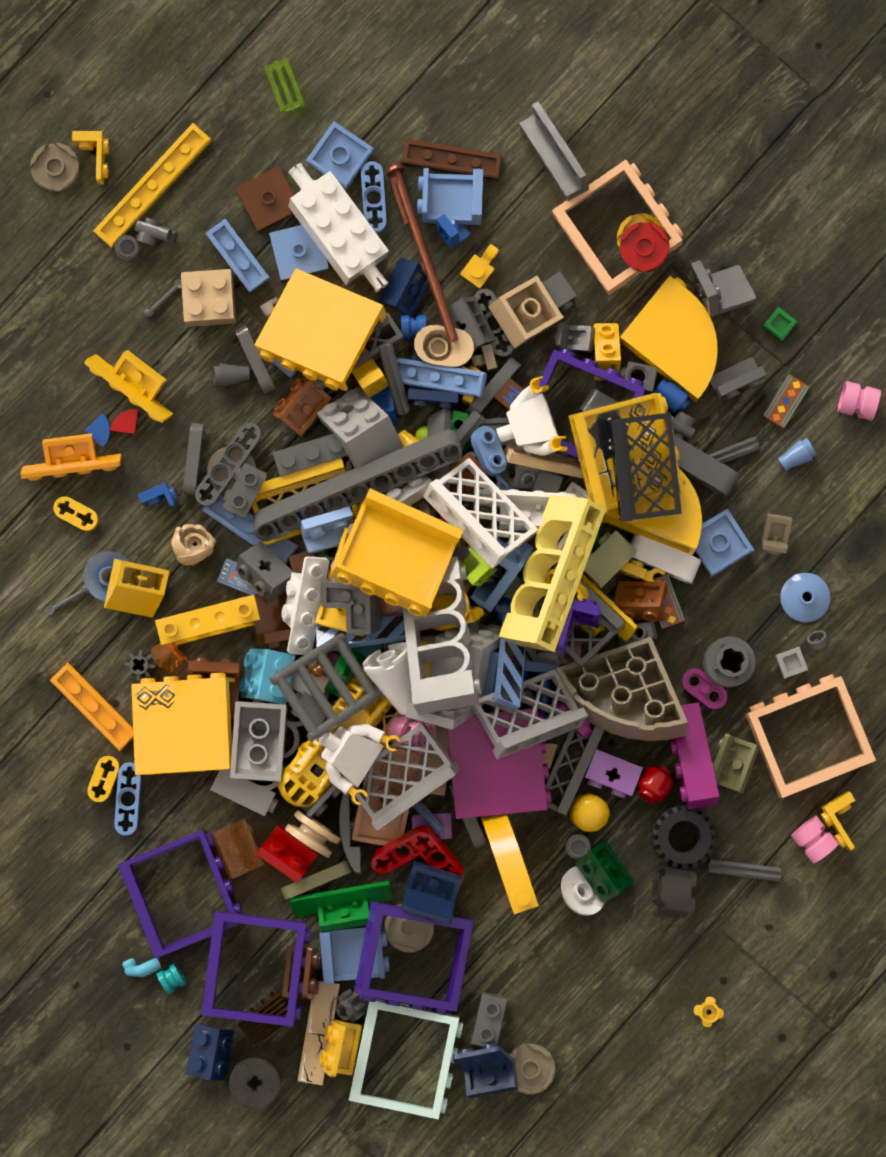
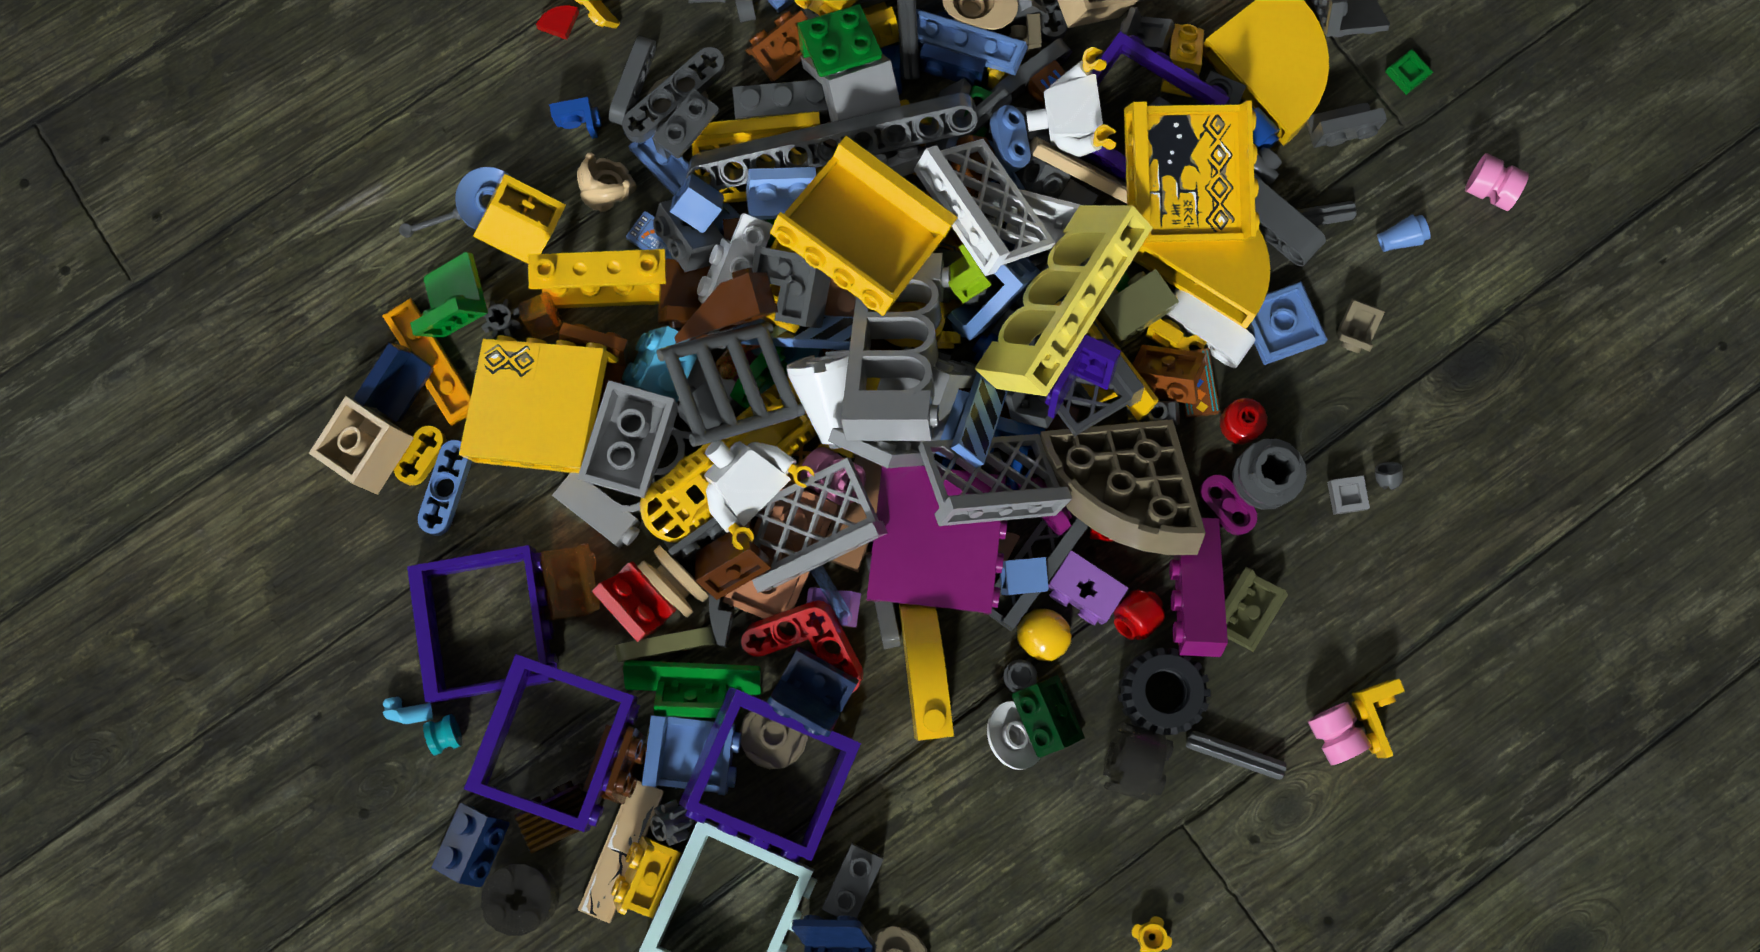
camera: 10 degrees right, 5 degrees down
(62, 783) = (361, 445): none -> tan brick
(68, 456) = (477, 42): light orange bracket -> none
(73, 519) = (473, 113): yellow beam -> none
(73, 729) = (394, 381): none -> dark blue panel
(101, 430) = (523, 24): blue tile -> none
(101, 656) = (453, 297): none -> green bracket
(267, 551) = (697, 203): none -> medium blue panel
(315, 628) = (731, 305): none -> reddish brown slope
(347, 408) = (838, 40): none -> green bracket
(347, 818) = (724, 568): none -> reddish brown panel
(565, 774) = (1024, 576): none -> medium blue panel
(622, 467) = (1183, 182): black fence -> none
(697, 631) = (1236, 428): none -> red head
(785, 401) = (1399, 167): dark orange tile -> none
(793, 602) = (1368, 426): medium blue dish -> none
(825, 774) = (1295, 605): light nougat window -> none

